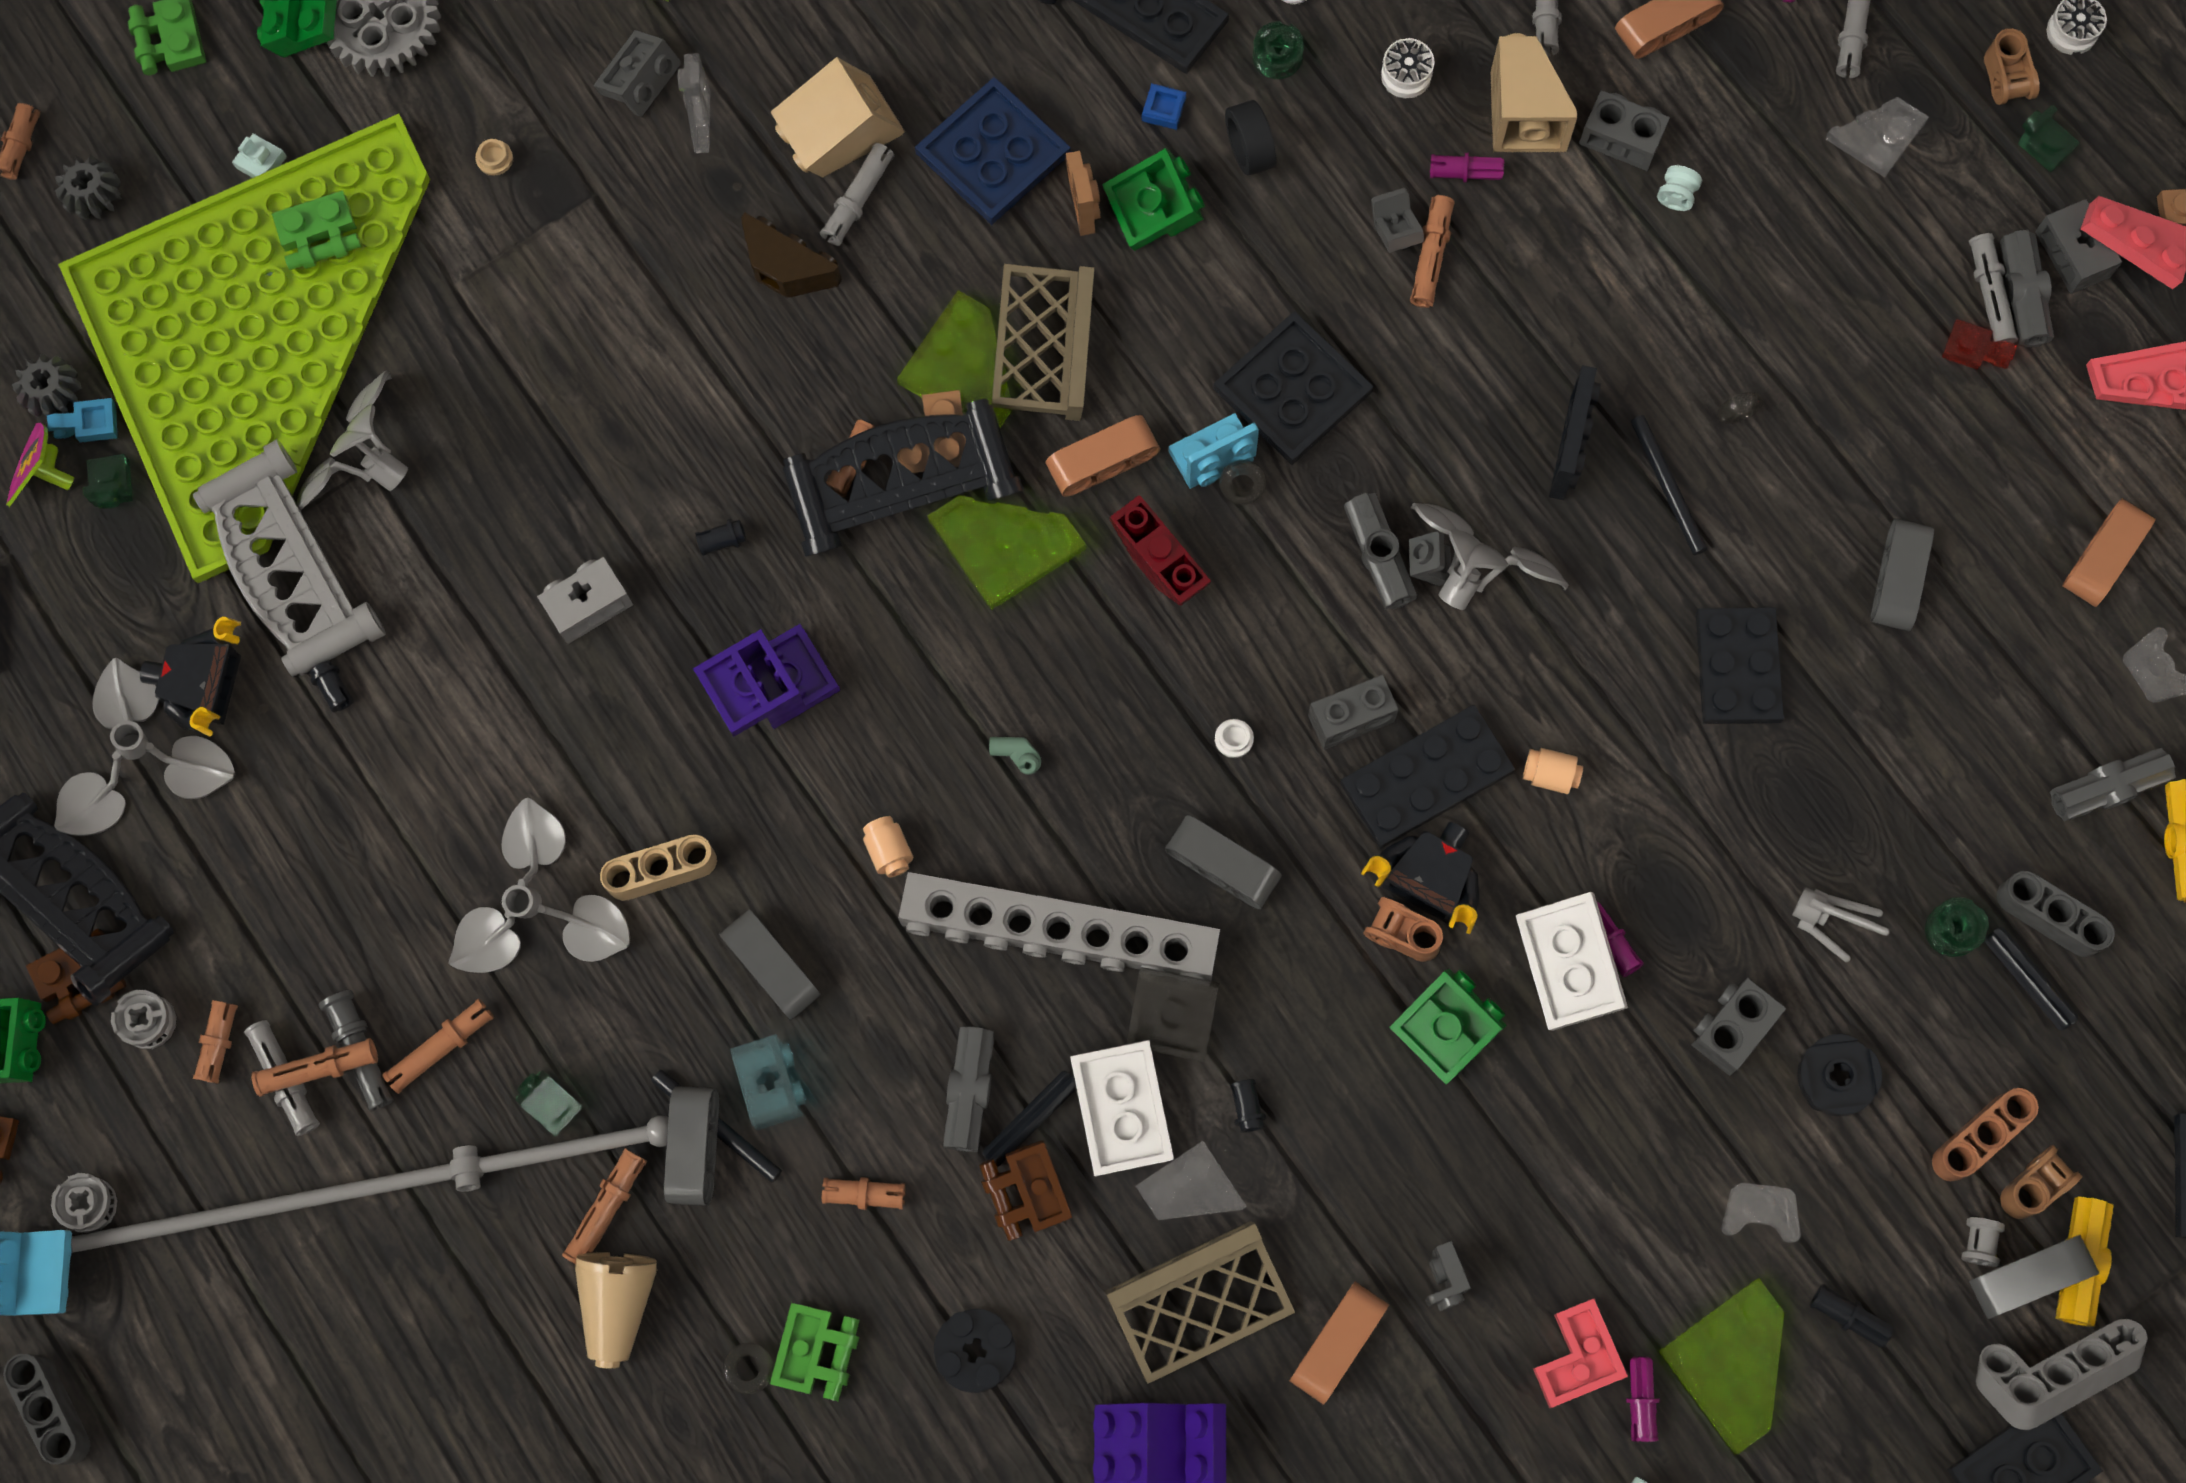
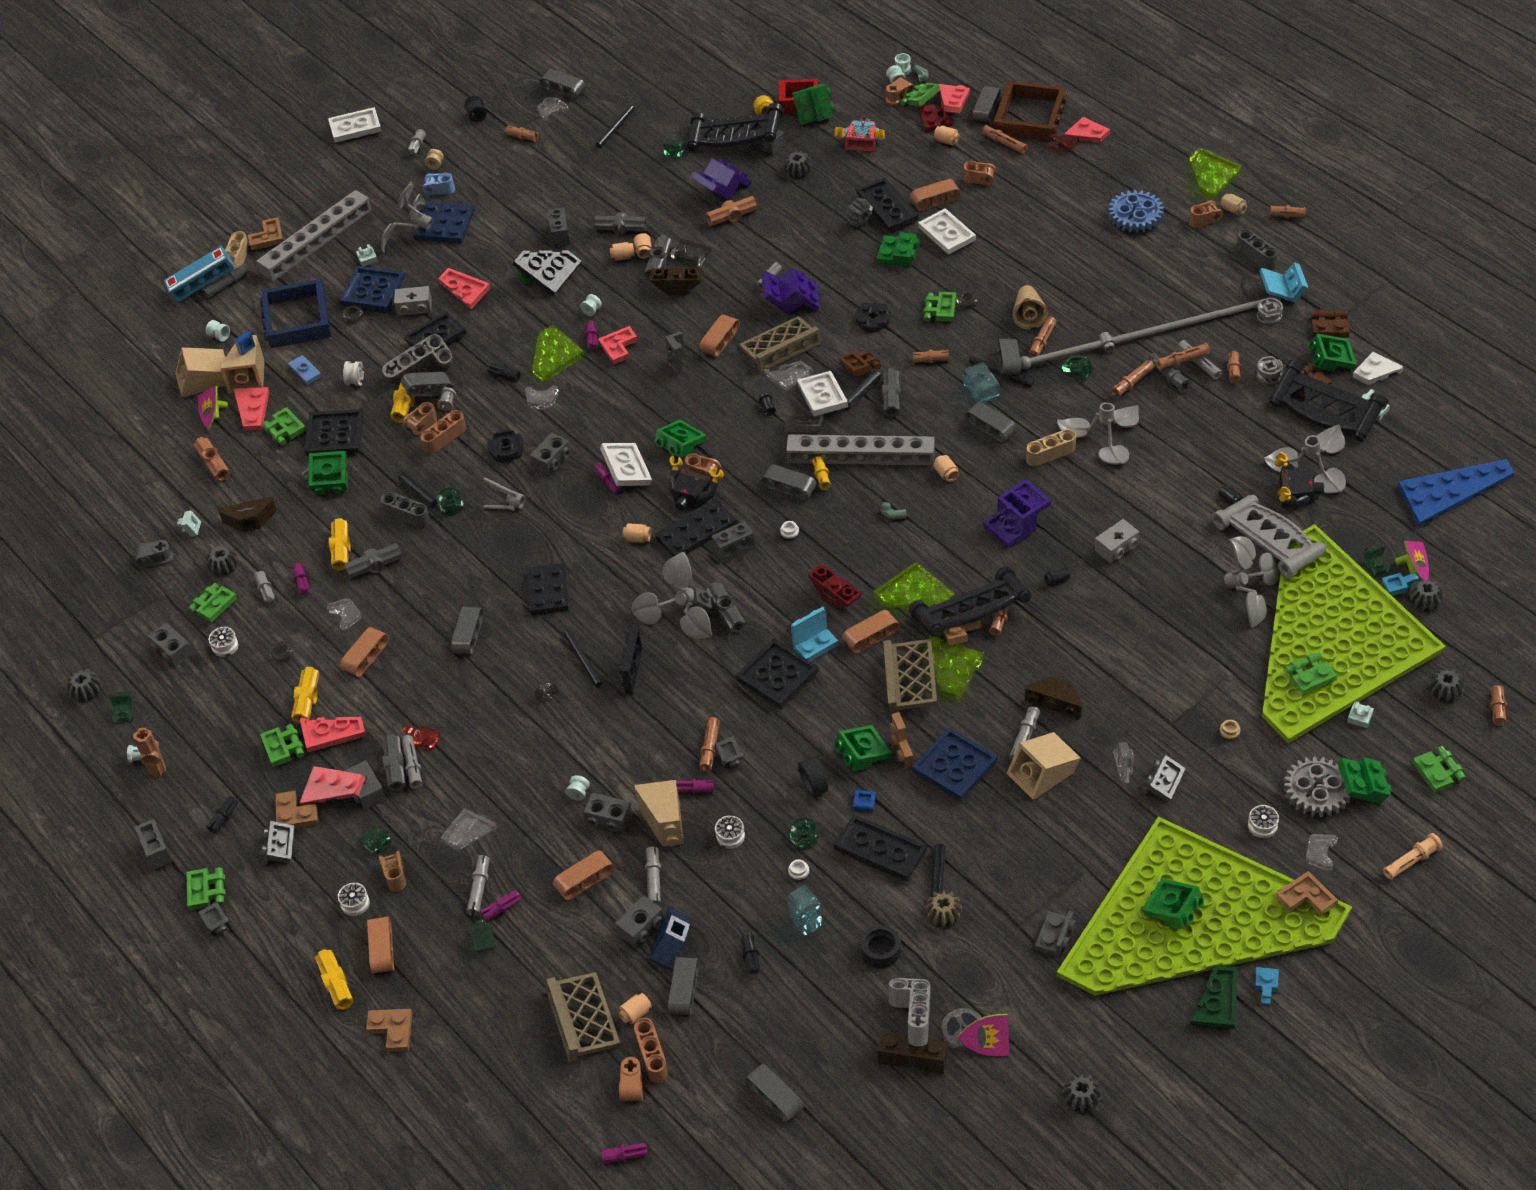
camera: 175 degrees right, 25 degrees down
(1150, 878) = (821, 473): none -> yellow pin

